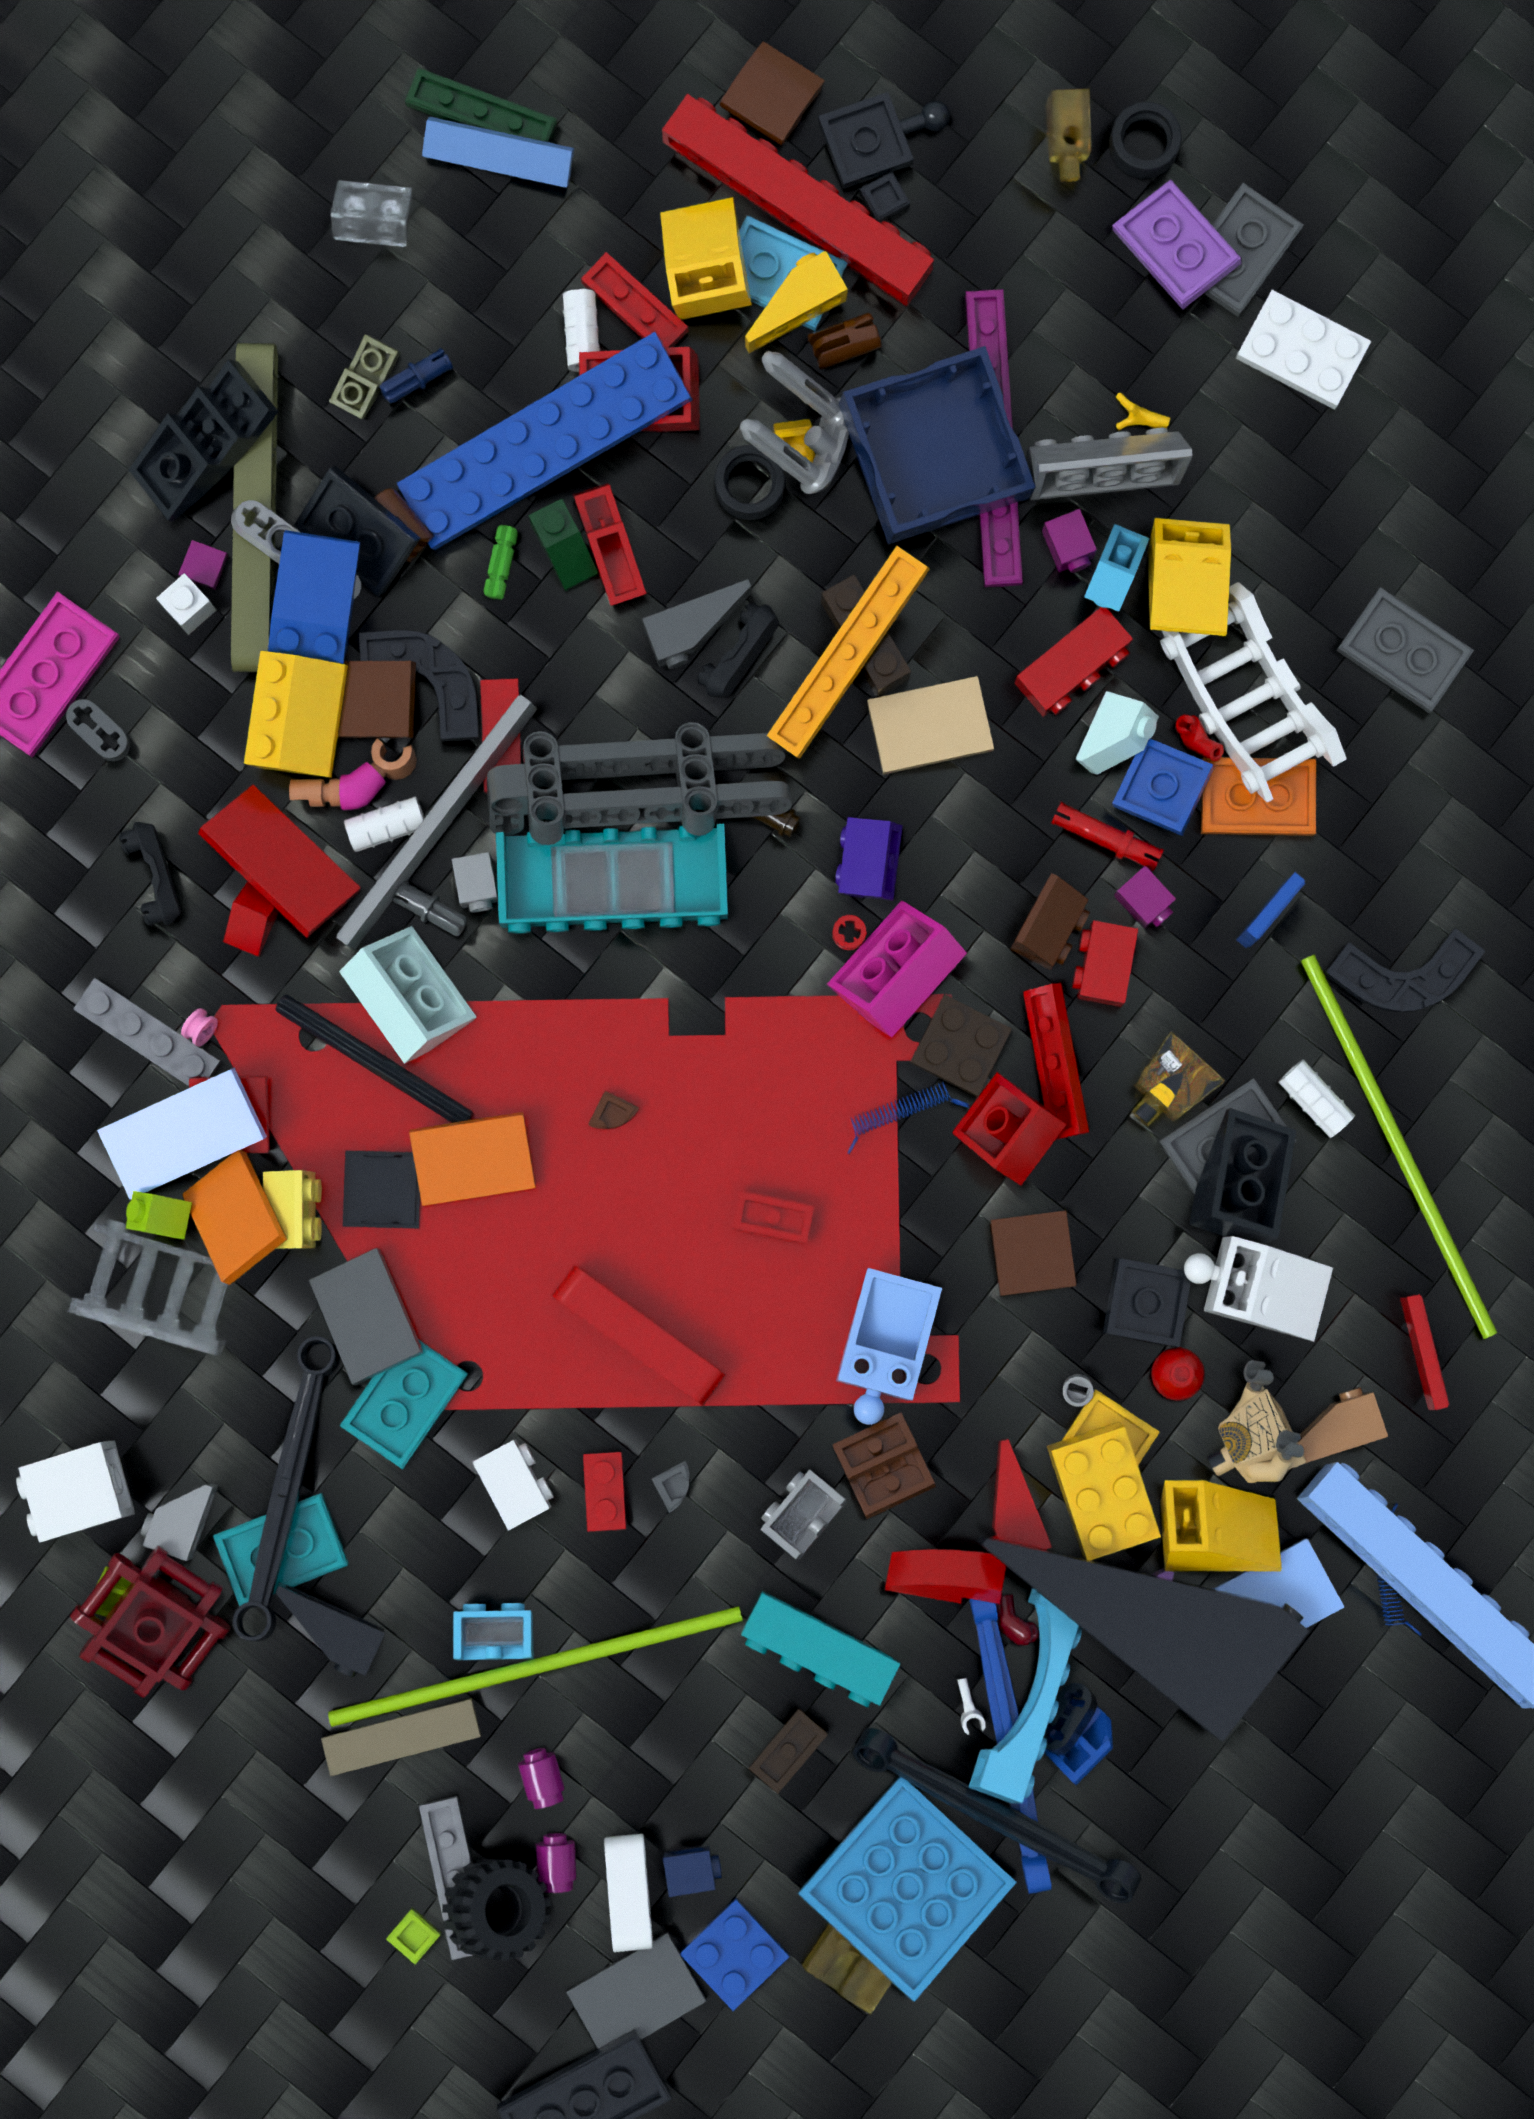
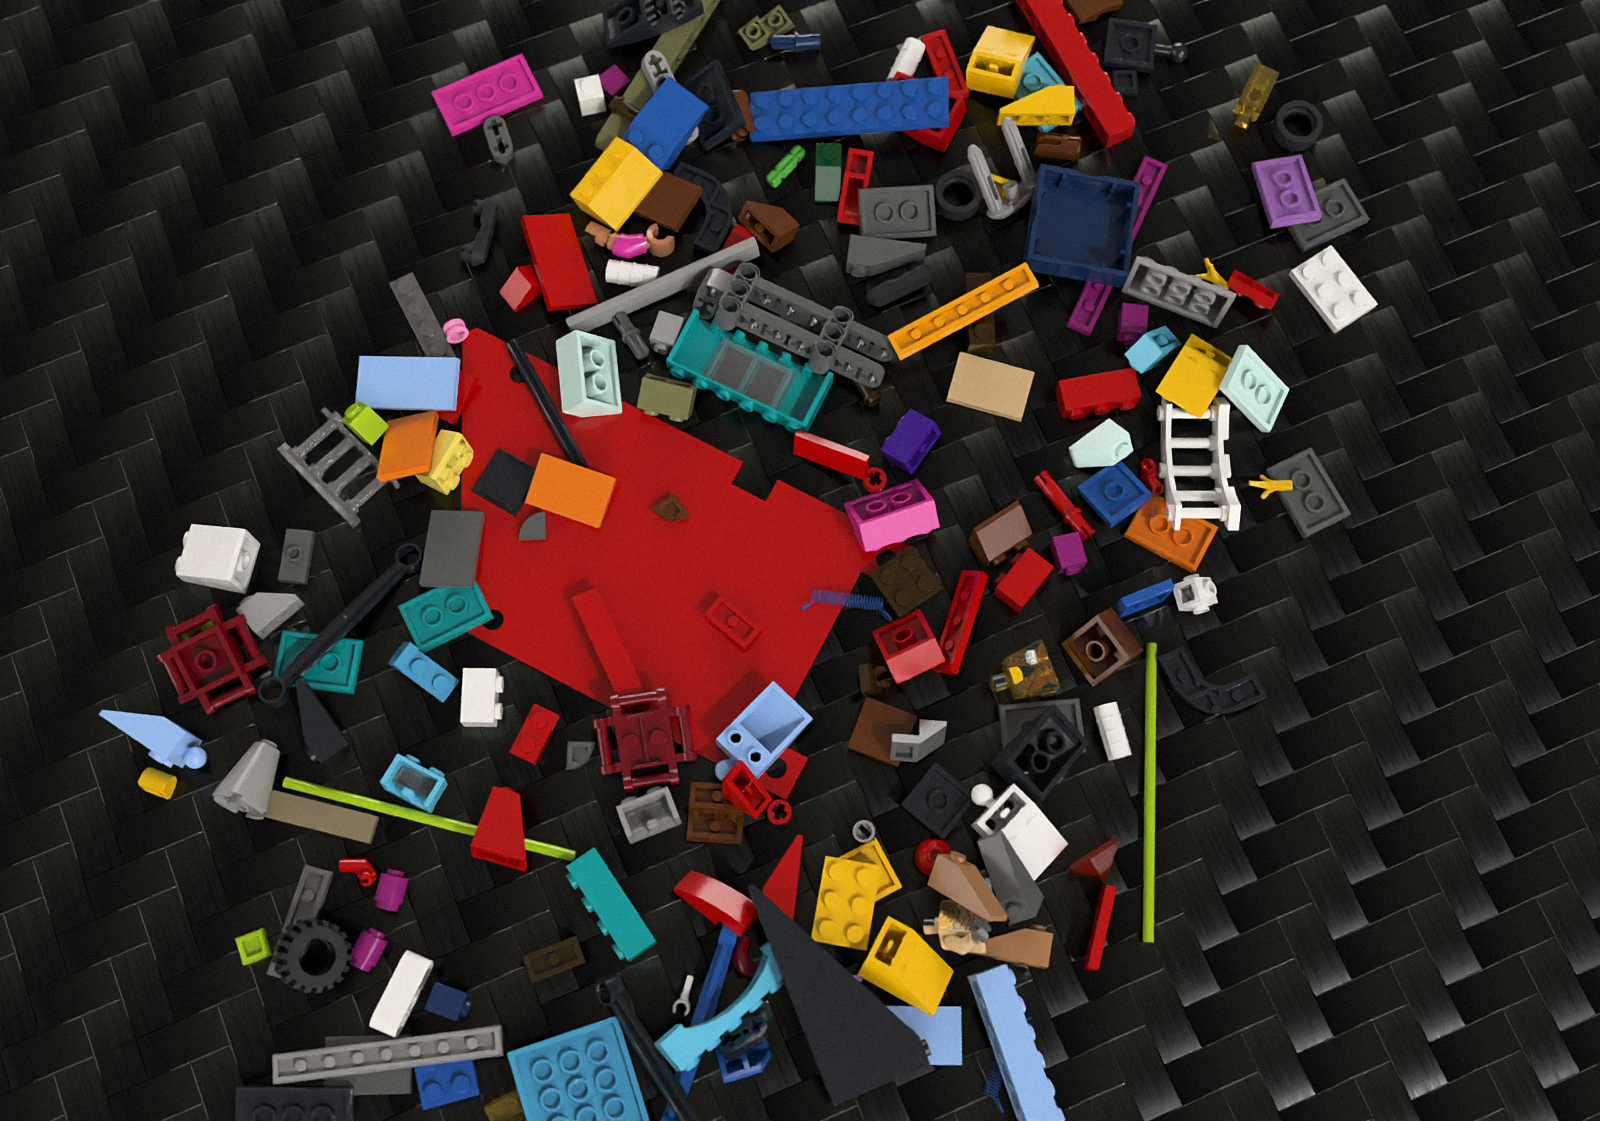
camera: 25 degrees right, 10 degrees down
(154, 1752) = (164, 738): none -> light blue slope
(172, 1432) = (296, 556): none -> dark grey plate
(175, 1806) = (157, 782): none -> yellow brick
(246, 604) = (623, 108): none -> dark brown pin
(291, 1742) = (250, 781): none -> light grey cone
(420, 1491) = (423, 671): none -> dark azure bracket
(452, 1231) = (534, 528): none -> dark grey tile
(490, 1771) = (362, 869): none -> red arm
(525, 968) = (666, 397): none -> olive brick
(526, 660) = (768, 224): none -> reddish brown slope
(637, 1634) = (500, 830): none -> red slope
(655, 1973) = (387, 1055): none -> light grey tile
(684, 552) = (897, 212): none -> dark grey tile
(748, 1425) = (644, 739): none -> dark red brick
(778, 931) = (831, 454): none -> red tile
(909, 1423) = (745, 790): none -> red slope
(969, 1414) = (771, 814): none -> red bush
(985, 1195) = (871, 678): none -> dark brown tile
(1095, 1229) = (915, 747): none -> dark grey slope
(1201, 409) = (1260, 294): none -> red plate
(1237, 1394) = (965, 885): none -> medium nougat slope
(1250, 997) = (1102, 646): none -> reddish brown slope
(1271, 552) = (1254, 388): none -> light aqua plate
(1288, 1355) = (1010, 878): none -> dark grey slope
(1331, 866) = (1195, 594): none -> white brick
(1355, 667) = (1271, 485): none -> yellow bar
(1379, 1273) = (1096, 863): none -> clear red slope

